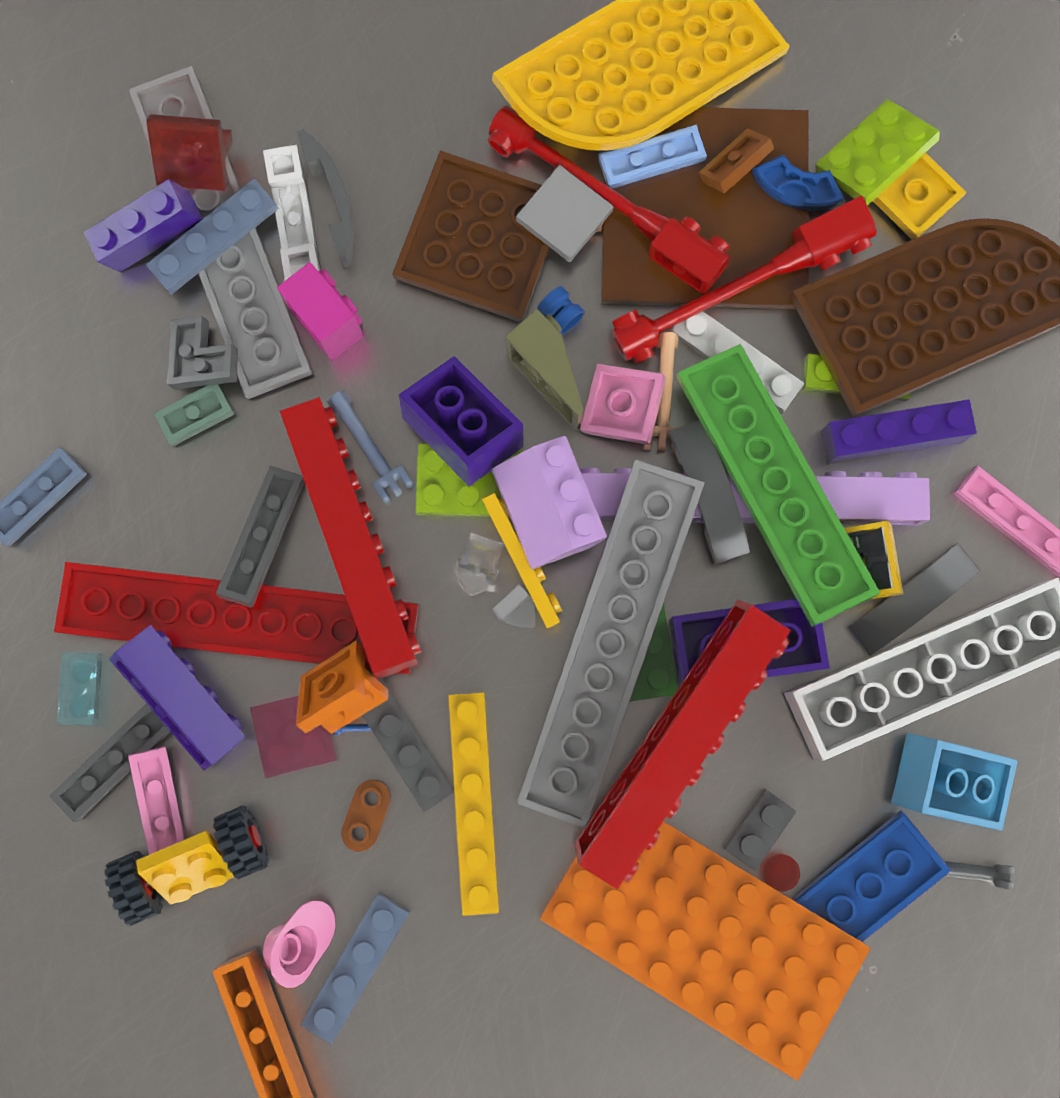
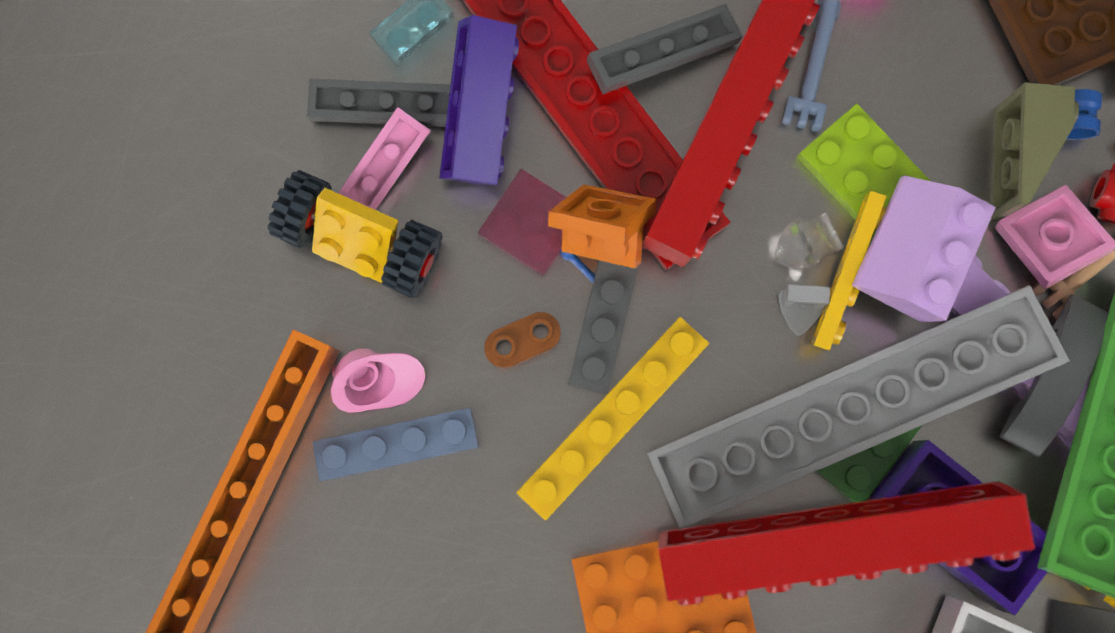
camera: 50 degrees right, 0 degrees up
(461, 420) = (915, 115): dark purple brick -> none

